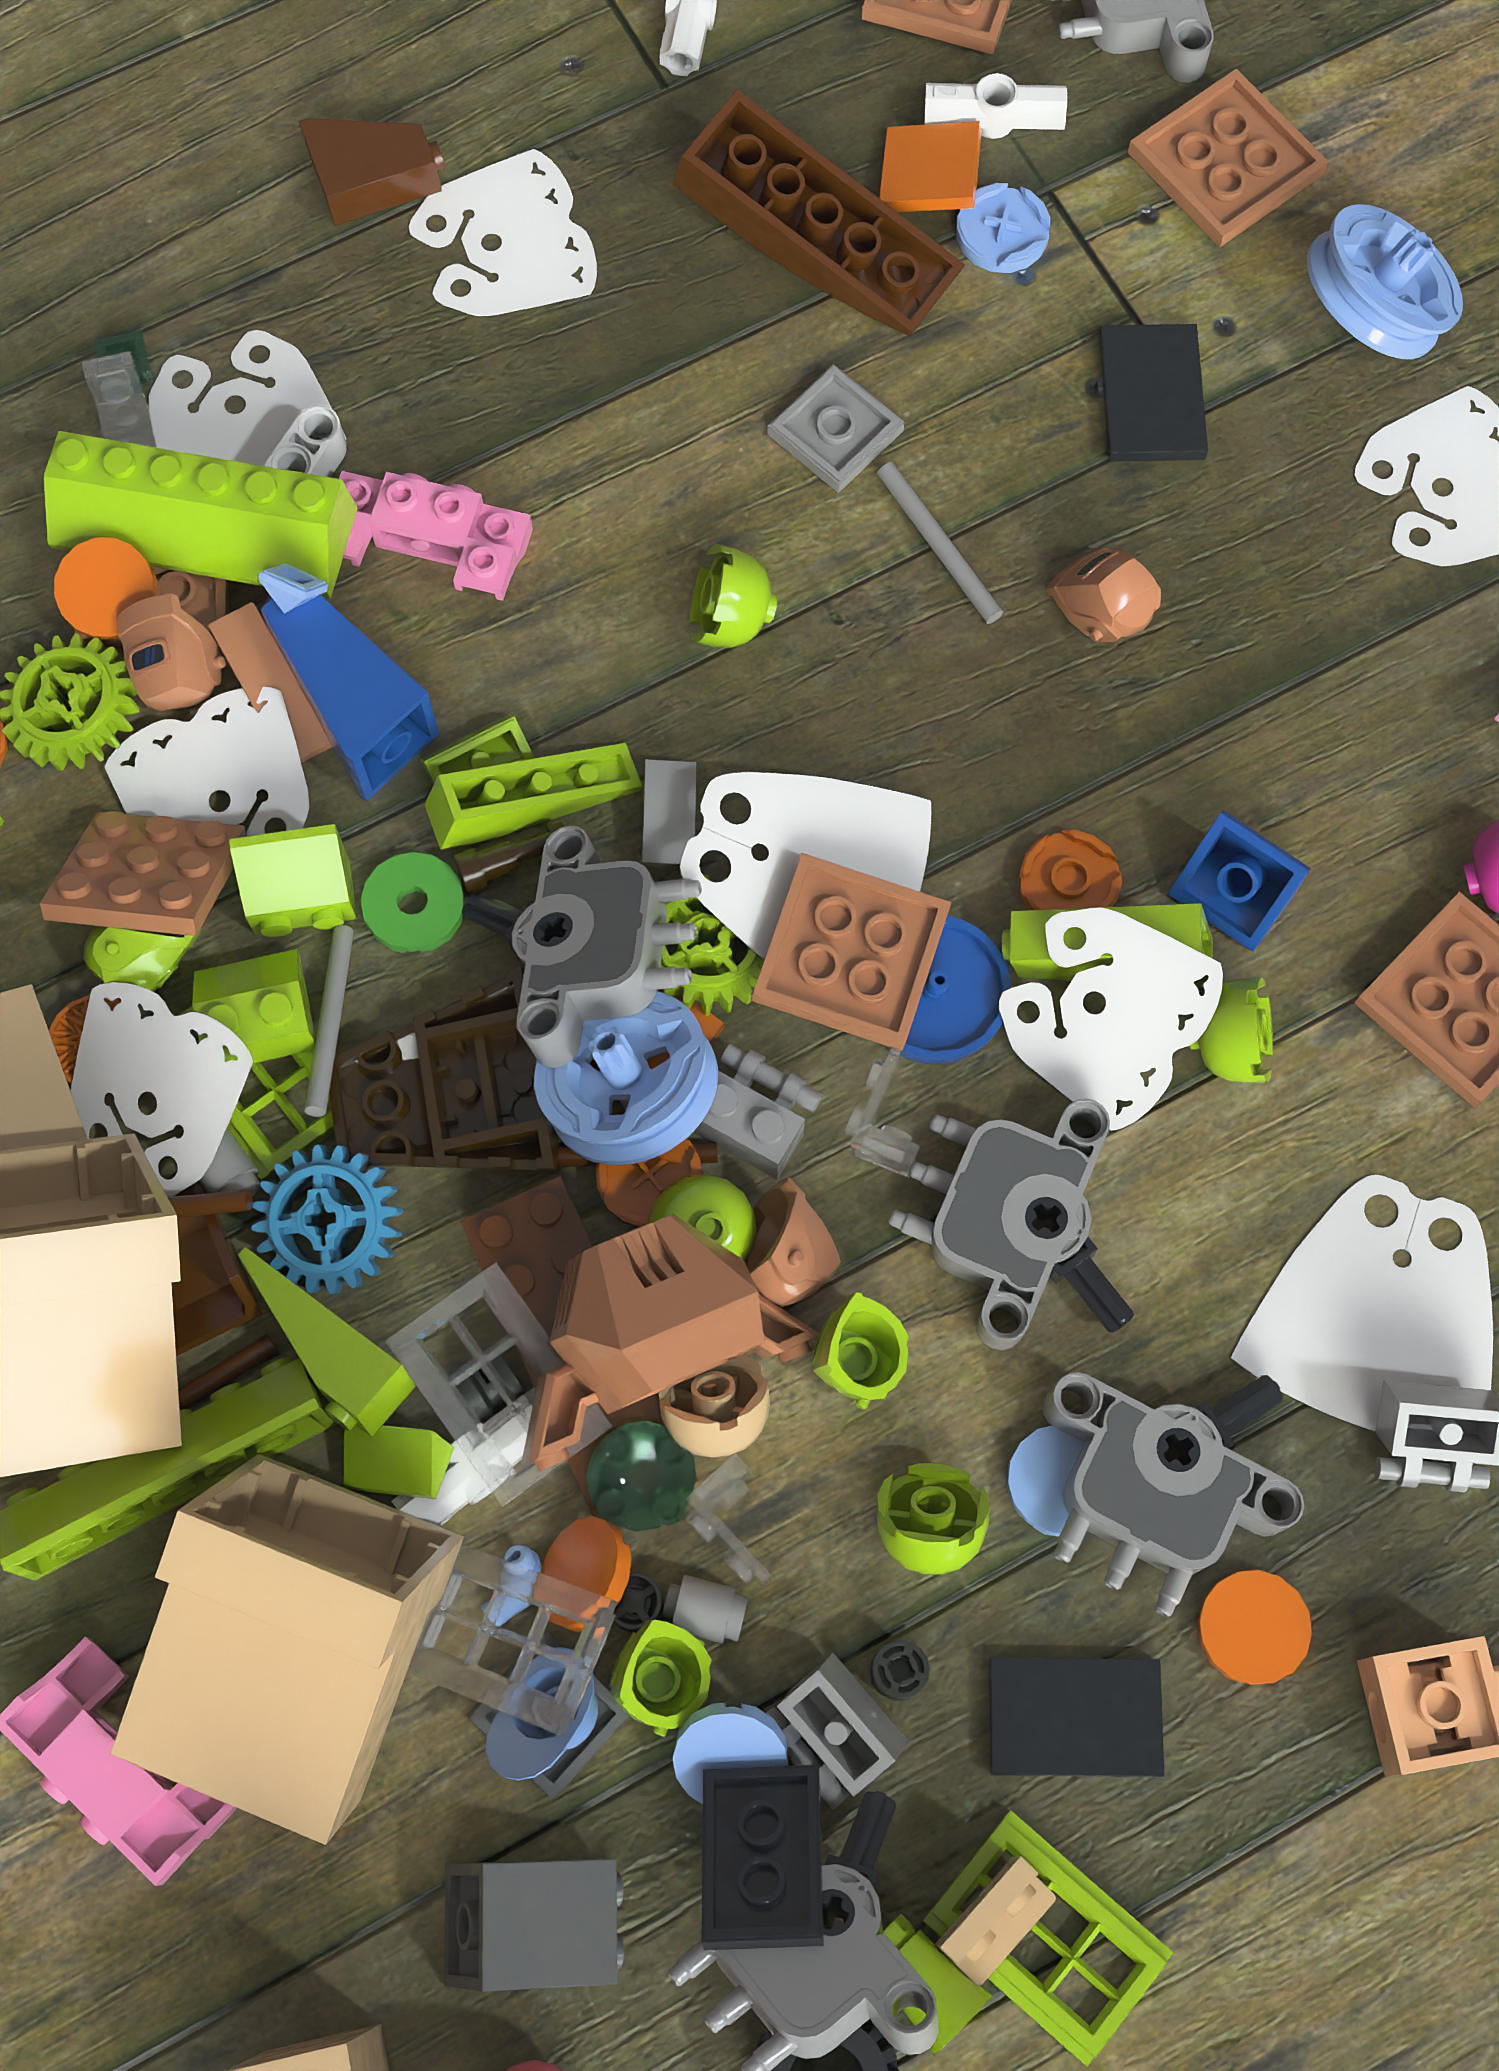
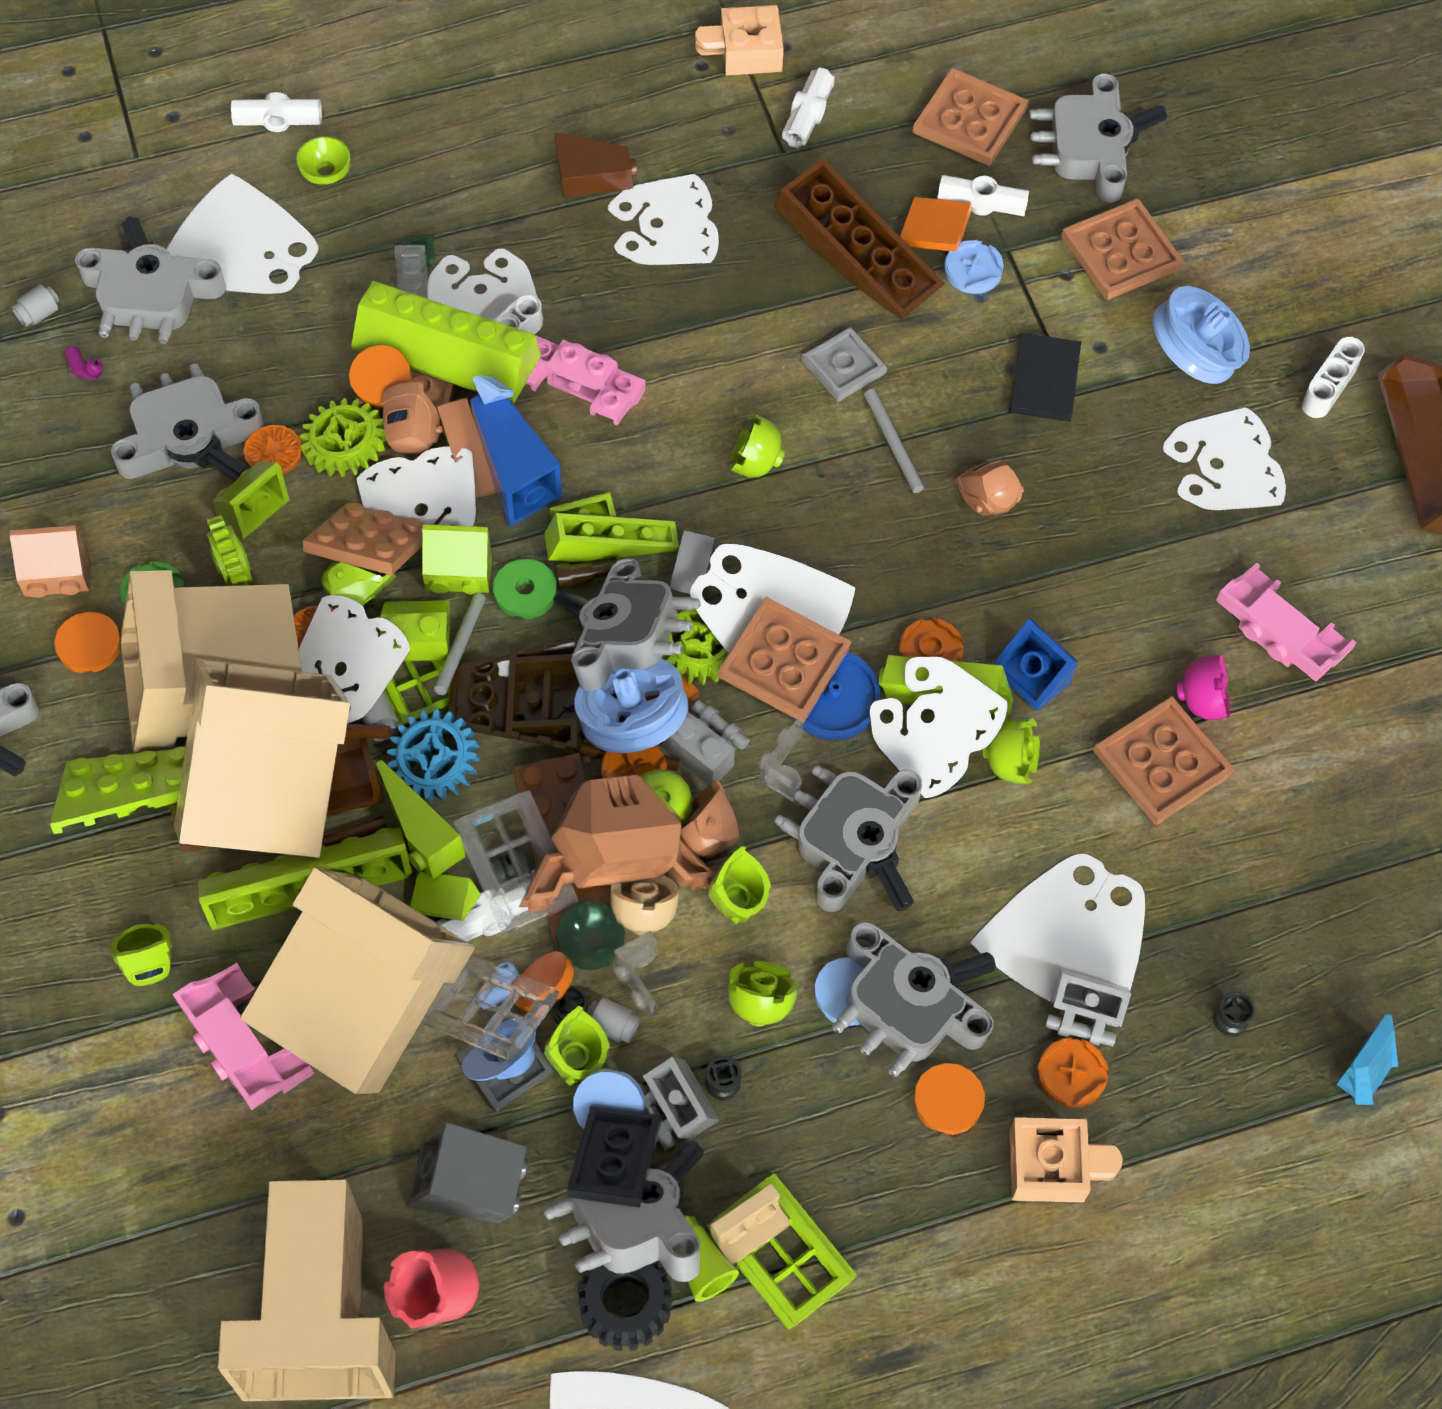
camera: 10 degrees right, 10 degrees down
(1076, 1717) = (826, 1128): black tile -> none
(1433, 1543) = (1072, 1072): none -> orange tile

